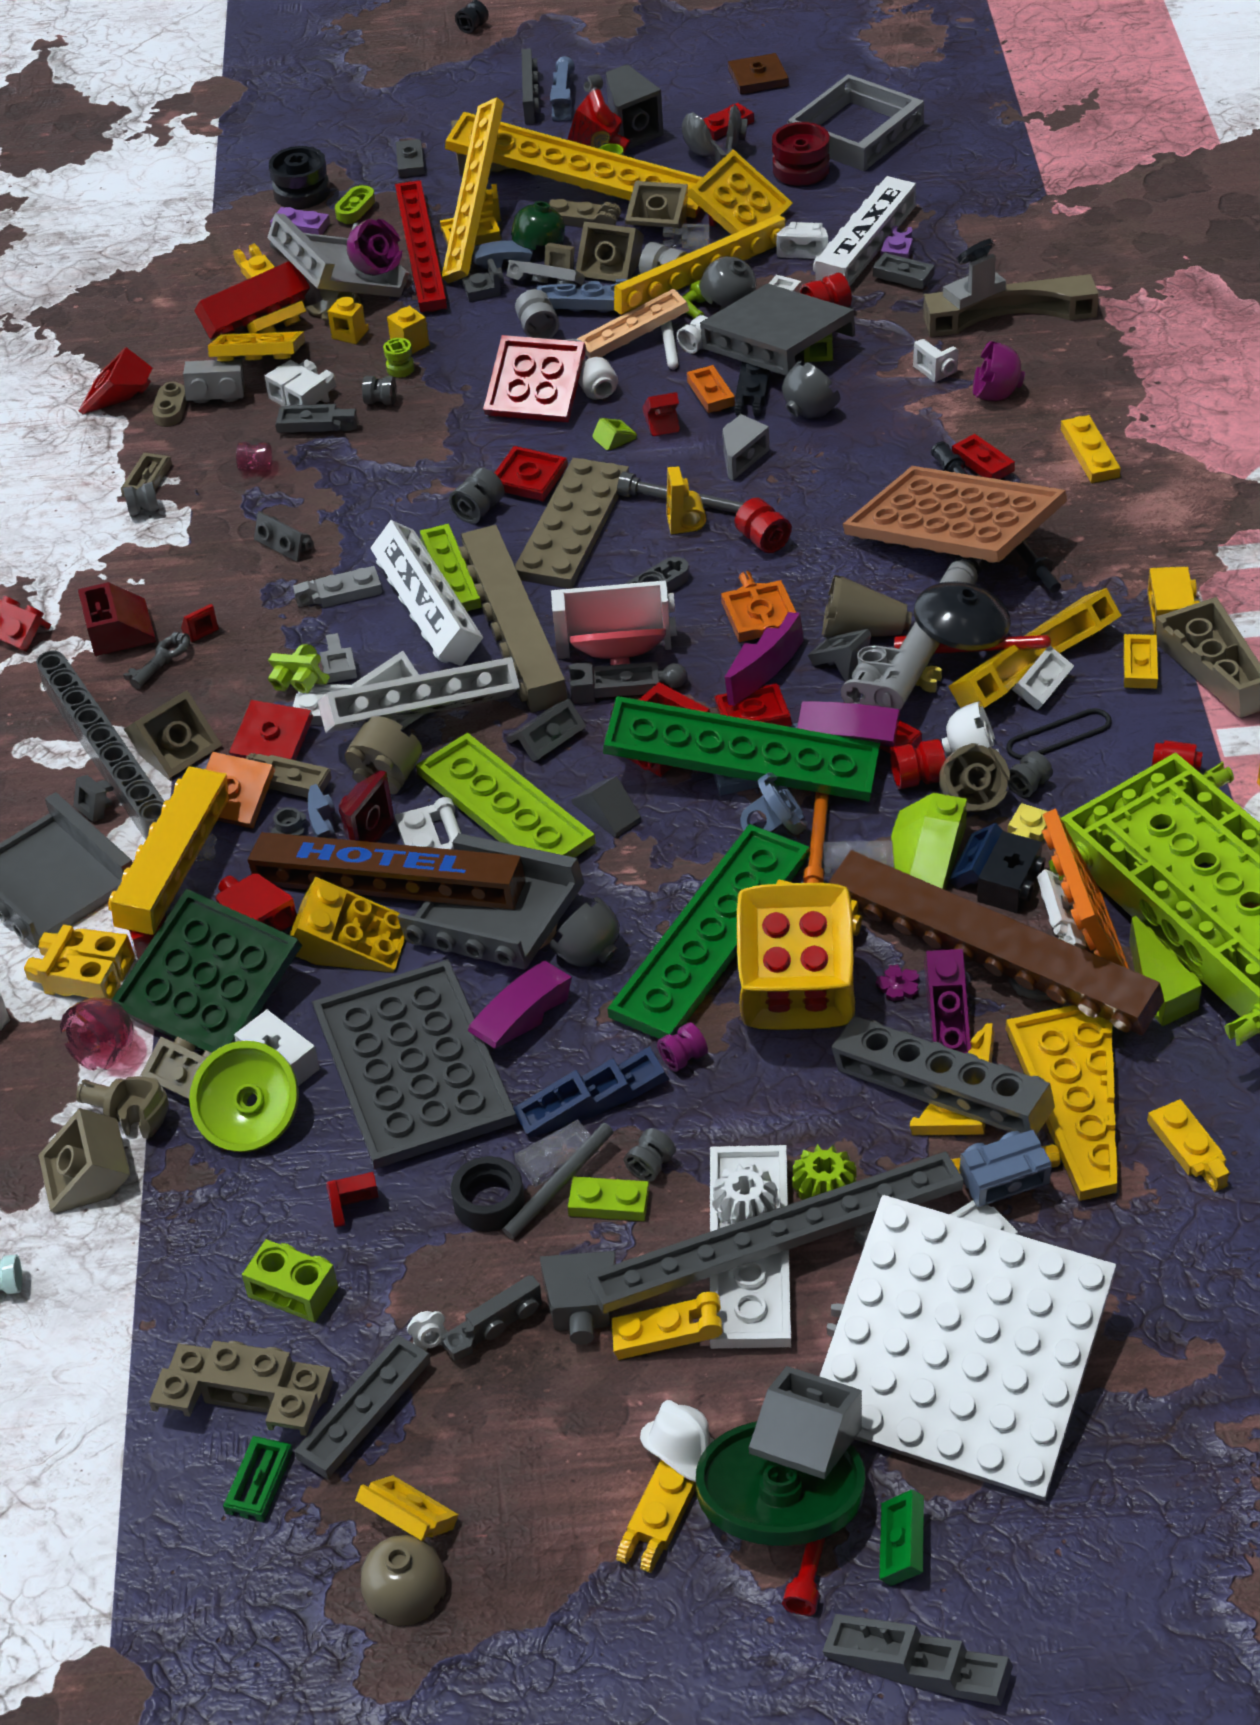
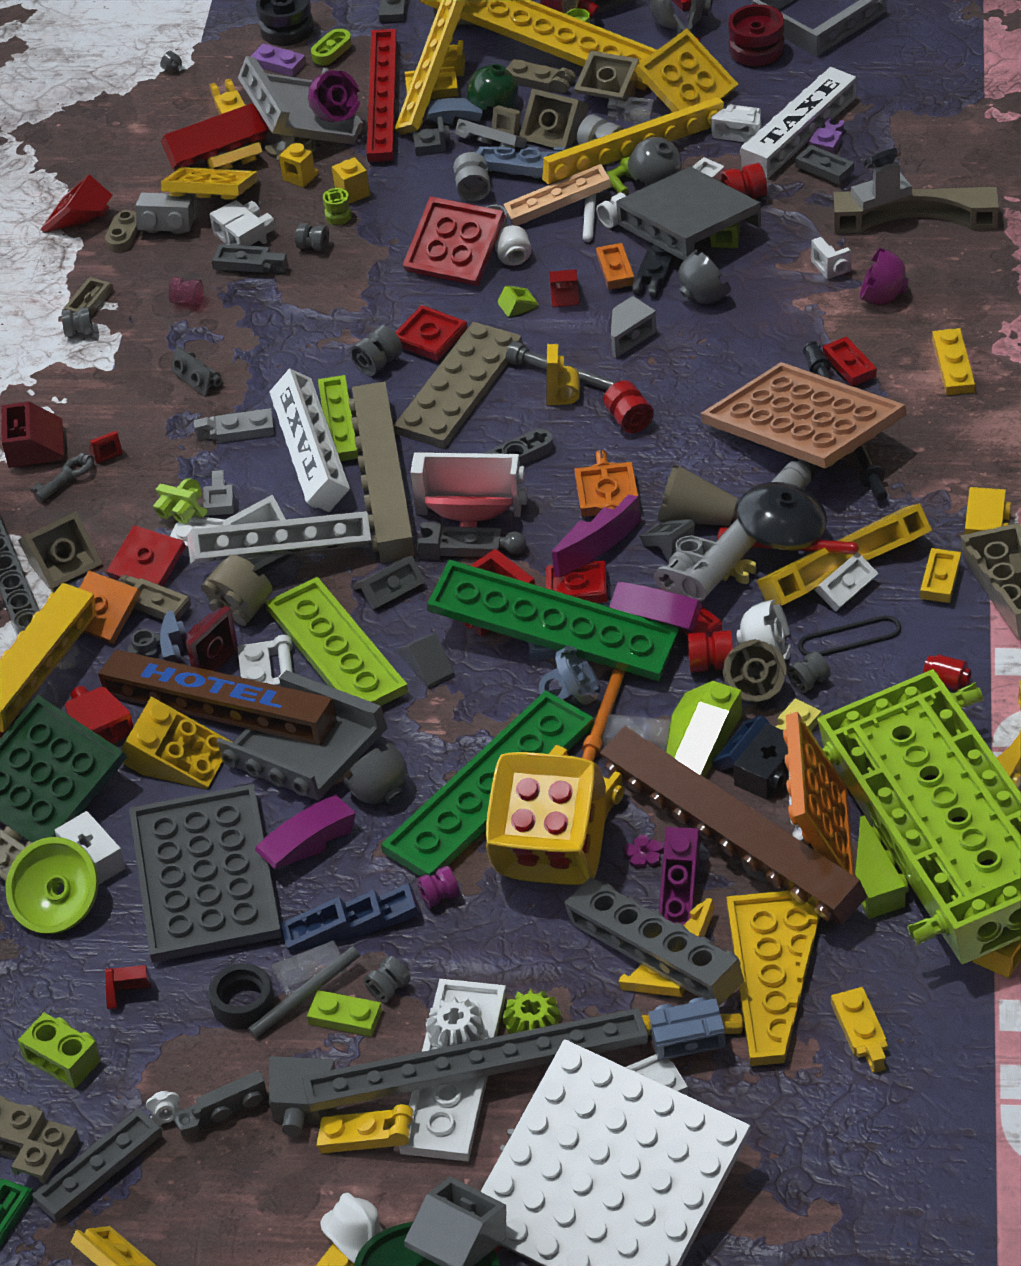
camera: 10 degrees right, 0 degrees up
(185, 233) = (170, 62): none -> dark grey hinge

